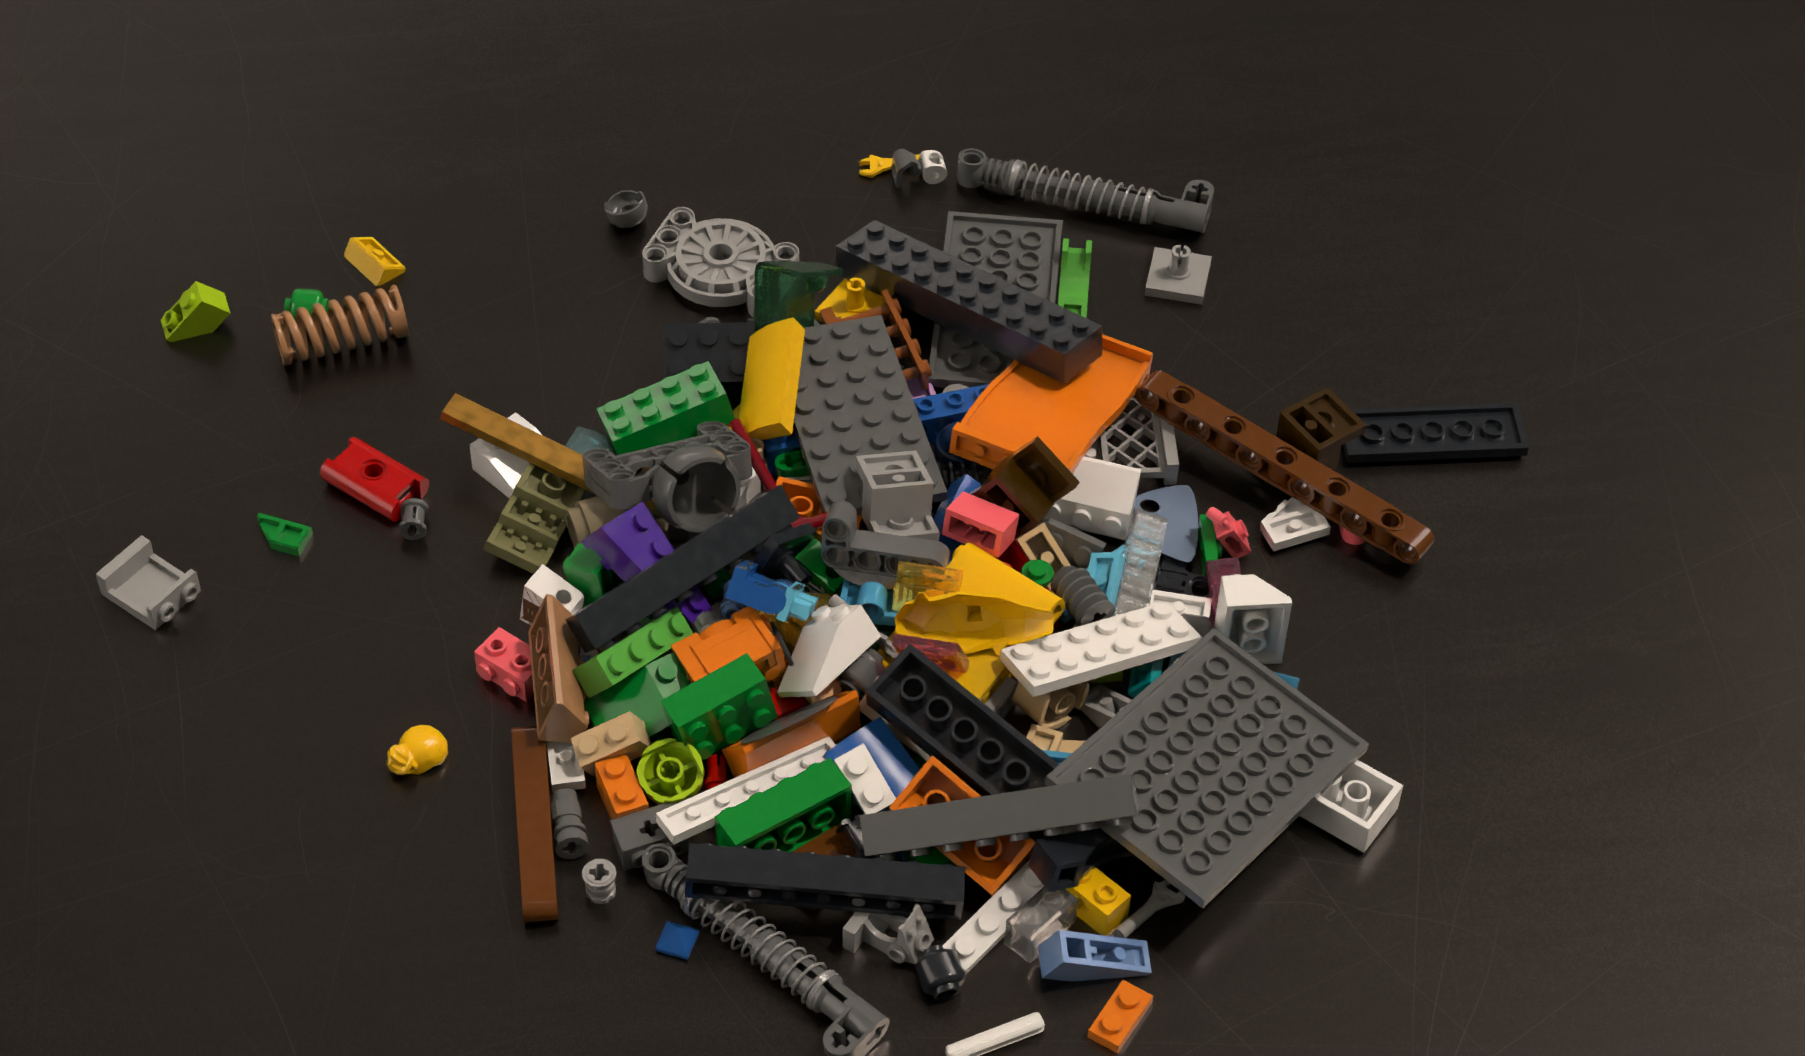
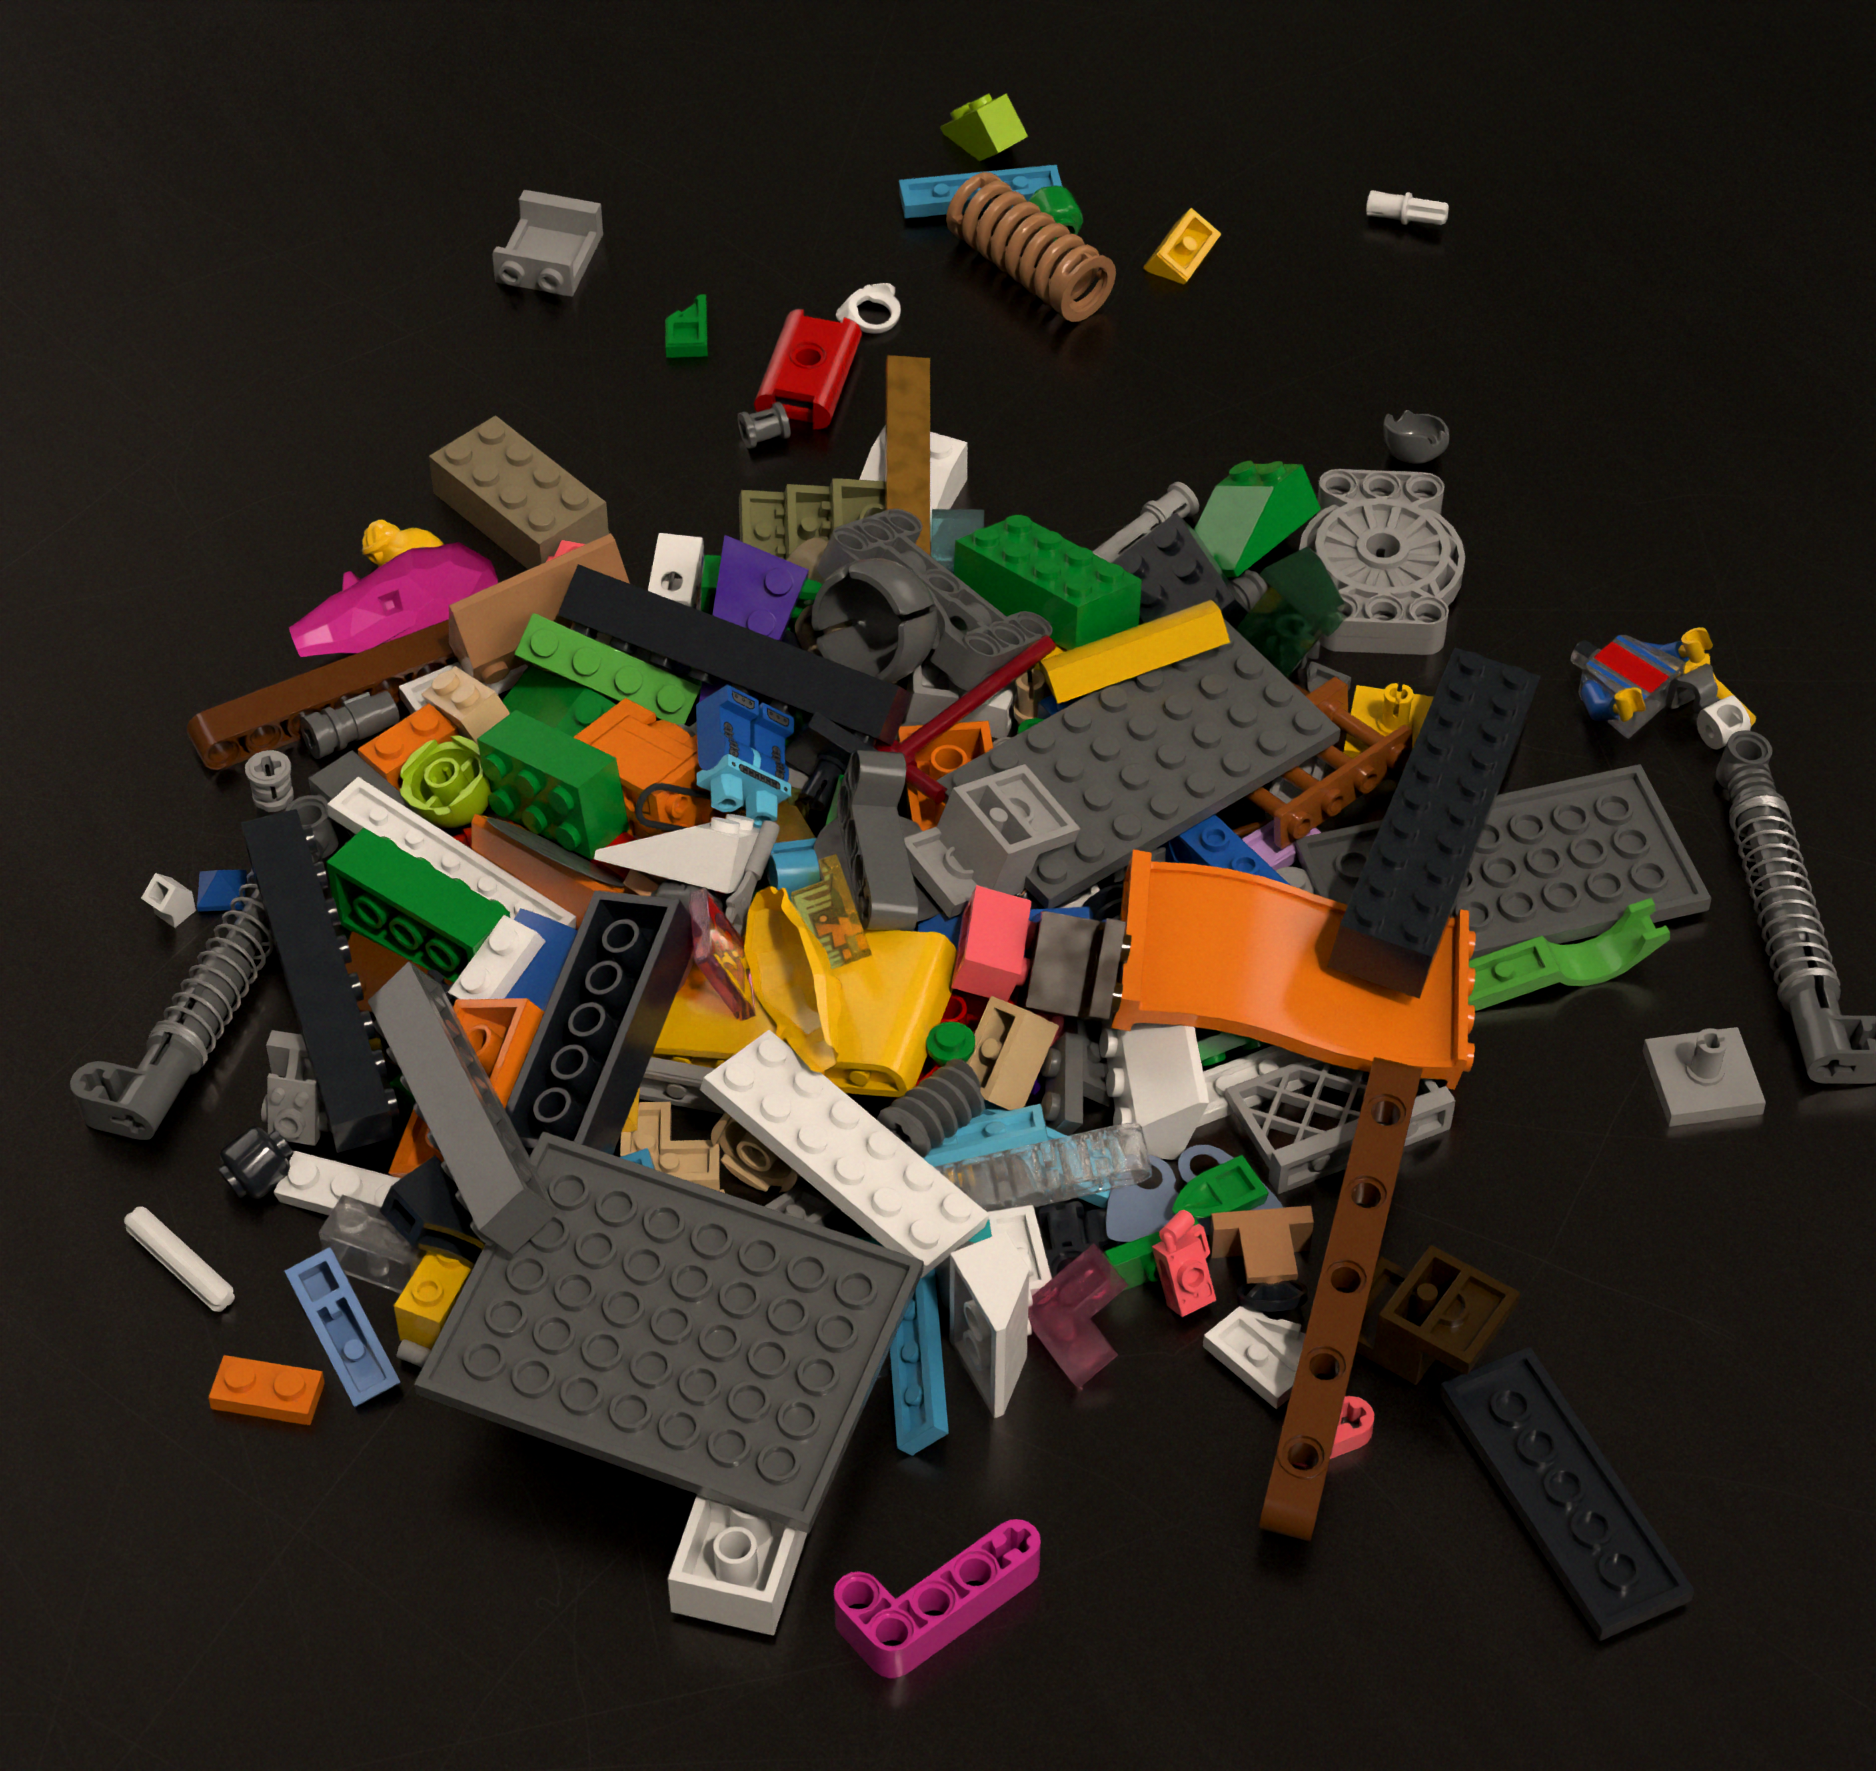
camera: 70 degrees right, 0 degrees up
(252, 339) = (933, 194): none -> dark azure plate
(322, 444) = (877, 293): none -> white piece
(406, 669) = (516, 493): none -> dark tan brick
(414, 141) = (1406, 208): none -> white axle
(479, 750) = (397, 596): none -> dark pink piece
(622, 354) = (1153, 513): none -> light grey pin
(657, 297) = (1255, 512): none -> green slope
(679, 960) = (169, 899): none -> white piece
(880, 188) = (1632, 678): none -> torso
(1180, 498) = (1222, 1189): none -> green plate
(1236, 493) = (1267, 1246): none -> medium nougat piece
(1420, 739) = (1002, 1559): none -> dark pink beam

